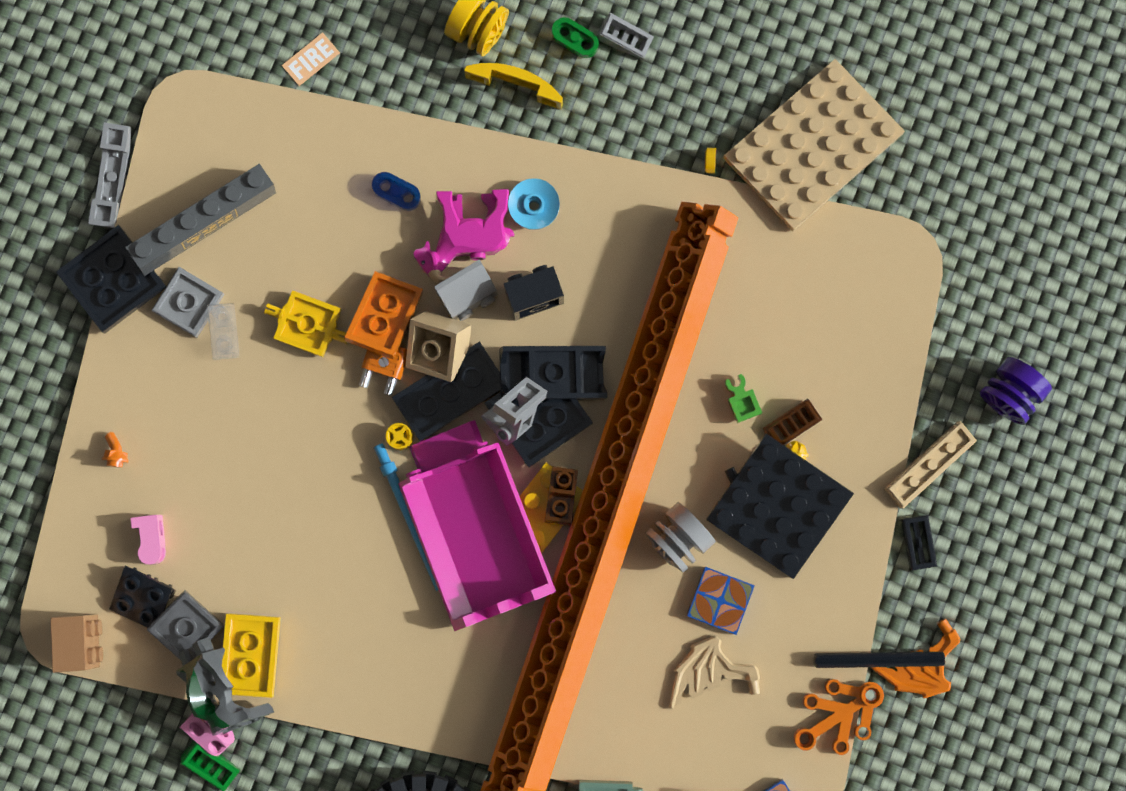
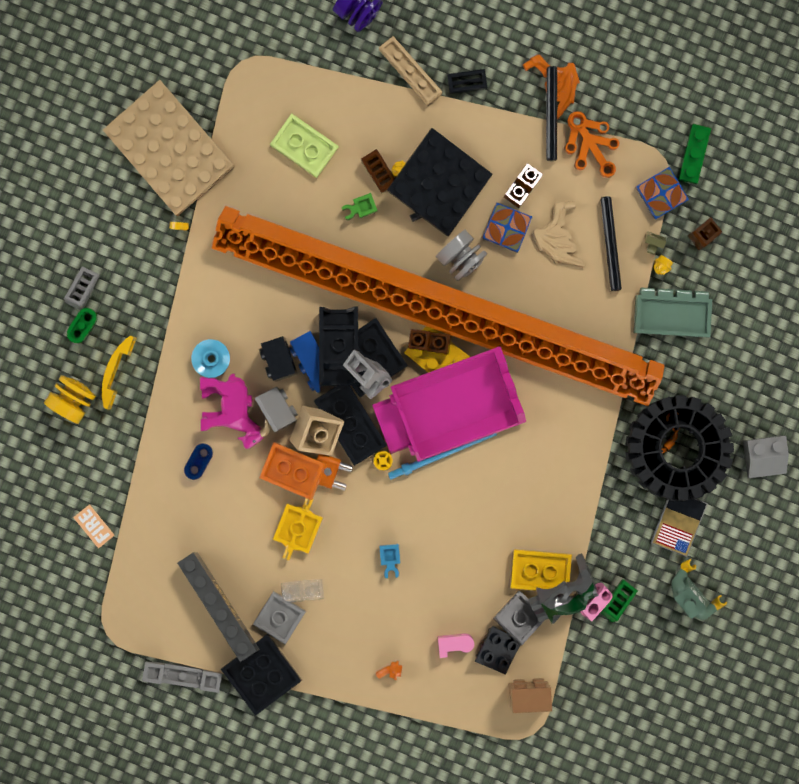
camera: 85 degrees left, 5 degrees up
(269, 448) = (390, 556): none -> dark azure plate
(546, 330) = (308, 353): none -> blue slope
(702, 745) = (611, 245): none -> black axle
(778, 621) = (523, 185): none -> slope
(823, 323) = (304, 145): none -> yellowish green tile

